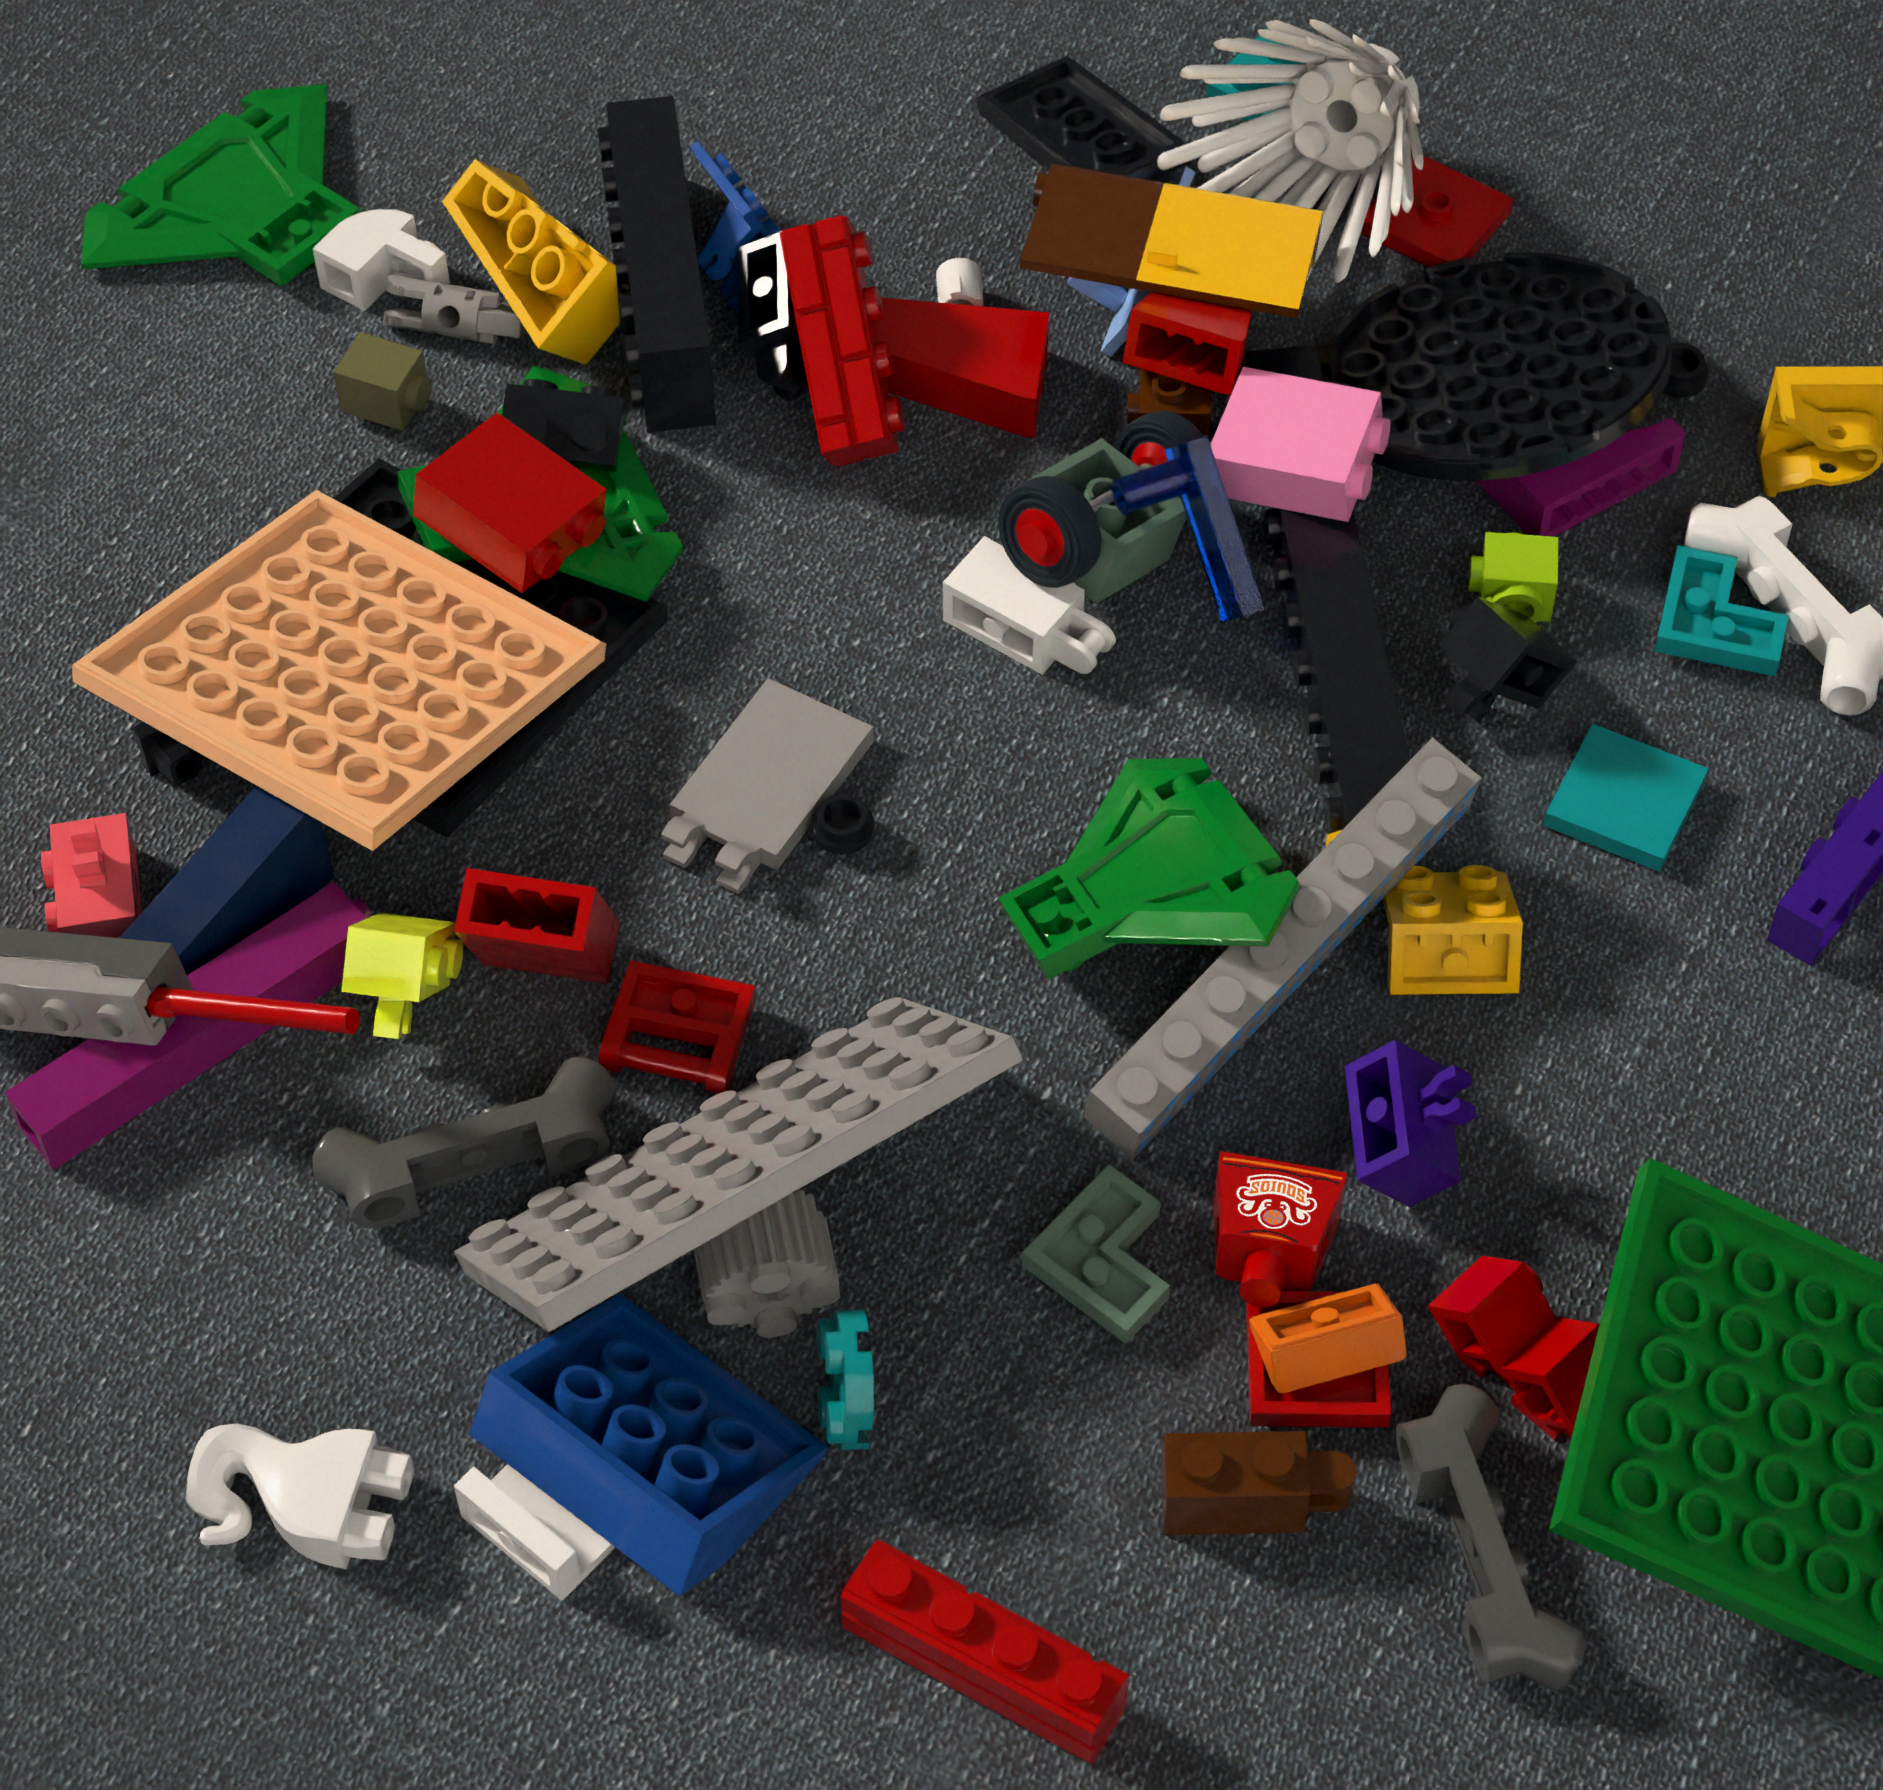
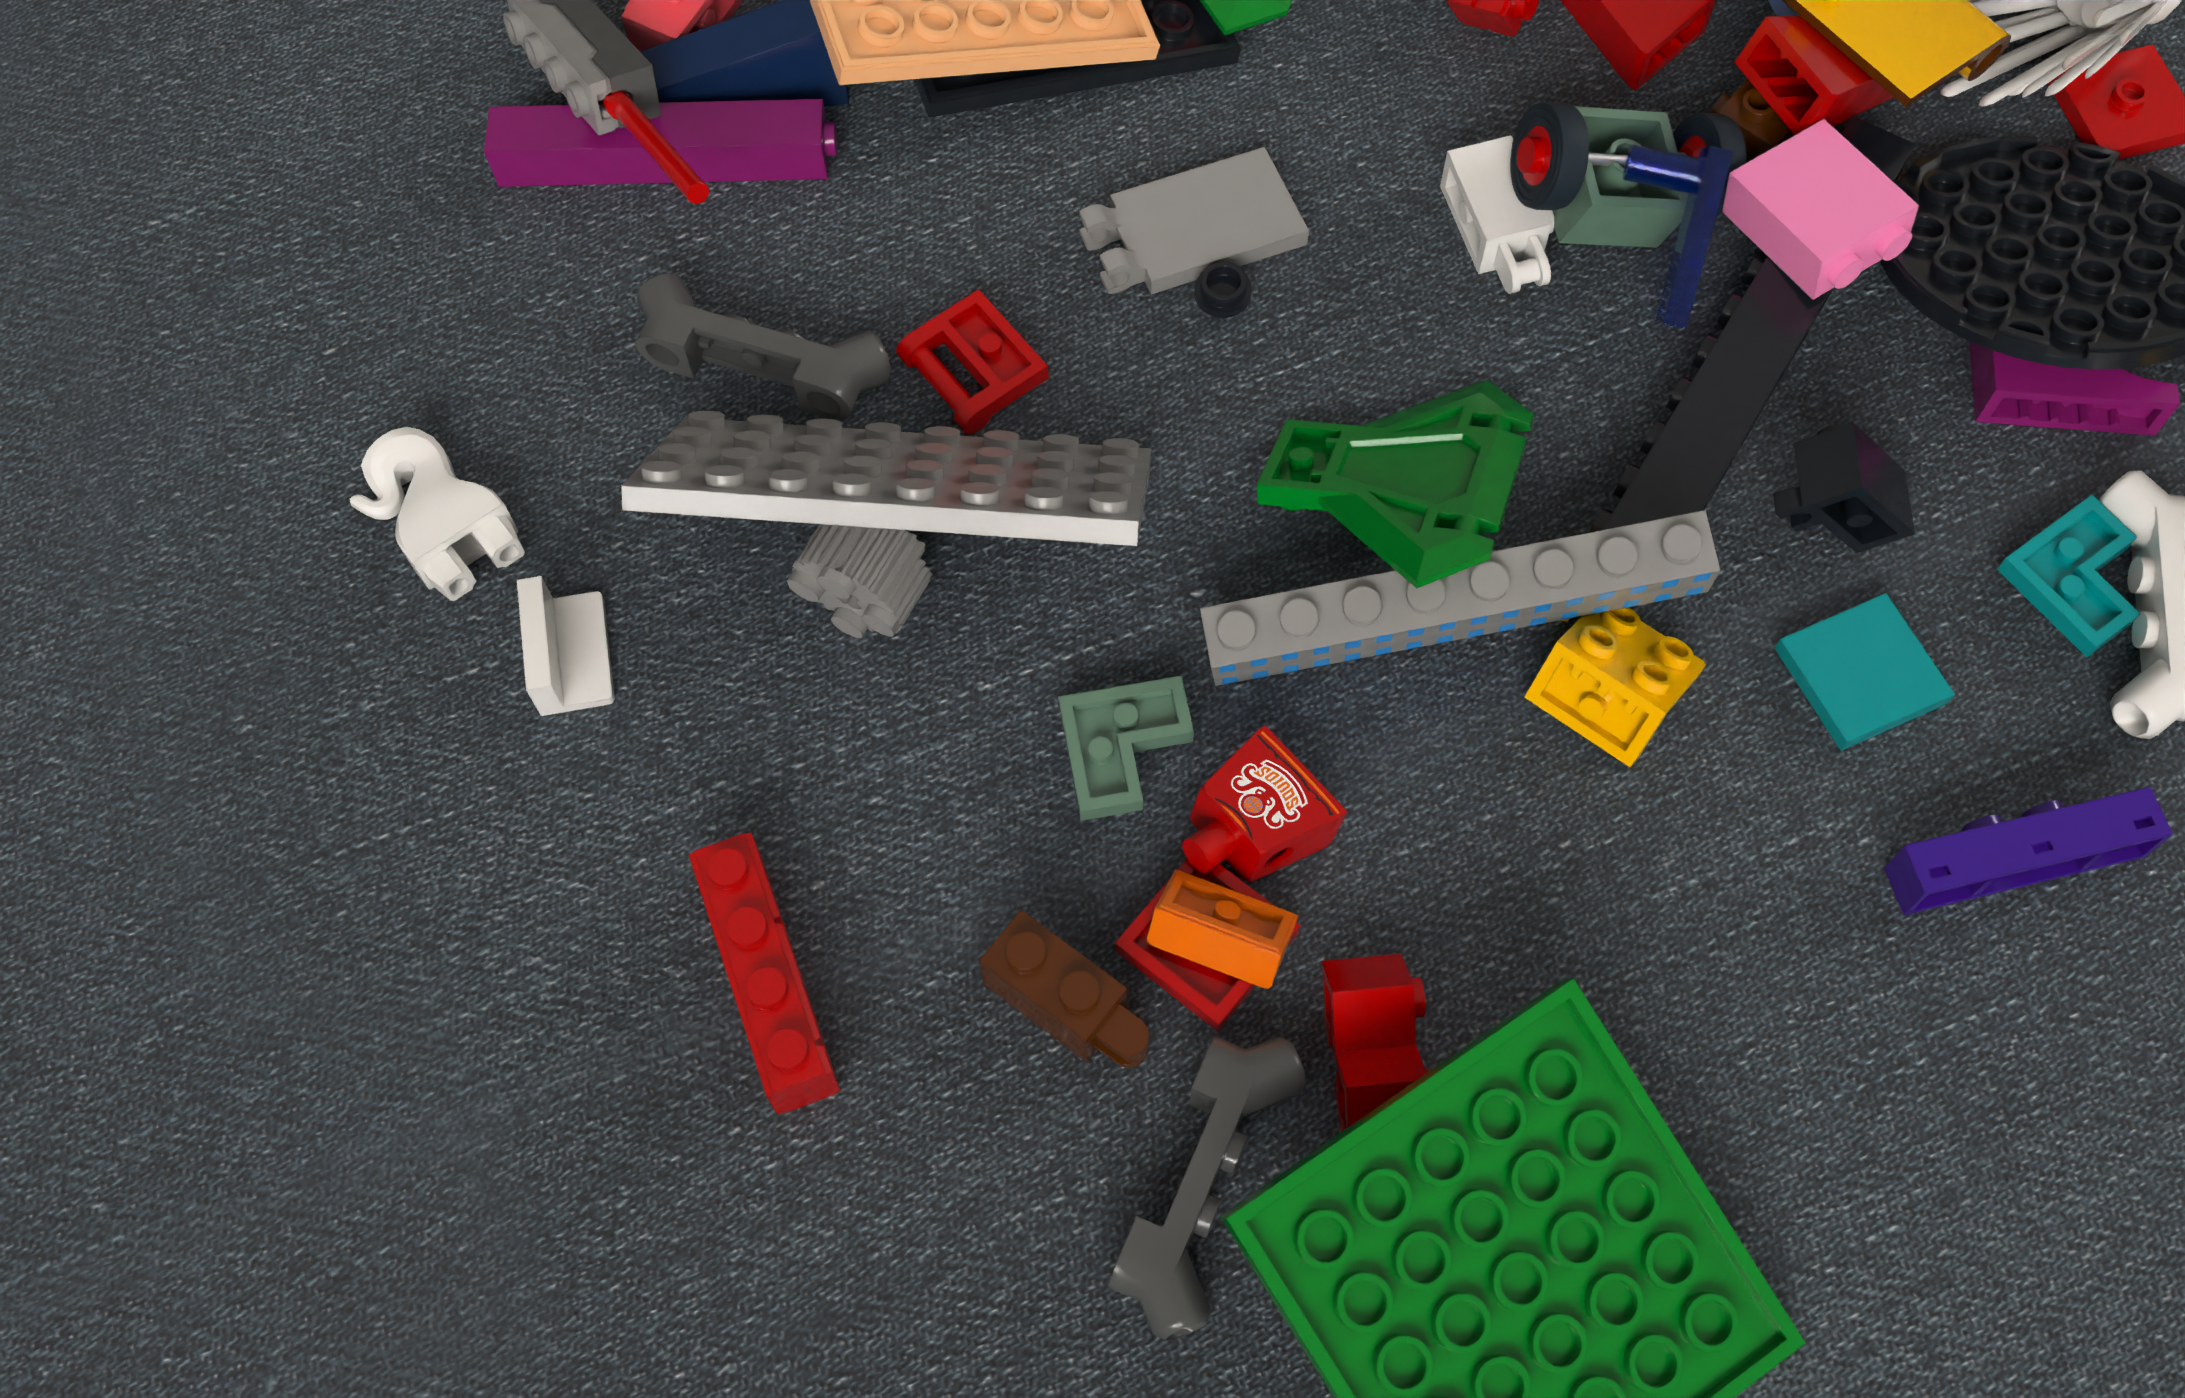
camera: 40 degrees right, 10 degrees up
(399, 963) = (811, 183): neon yellow brick -> none
(537, 925) = (919, 217): red brick -> none
(644, 1440) = (684, 643): blue slope -> none
(848, 1401) = (844, 694): teal plate -> none
(1406, 1121) = (1432, 804): dark purple brick -> none
(1517, 573) = (1927, 432): lime brick -> none

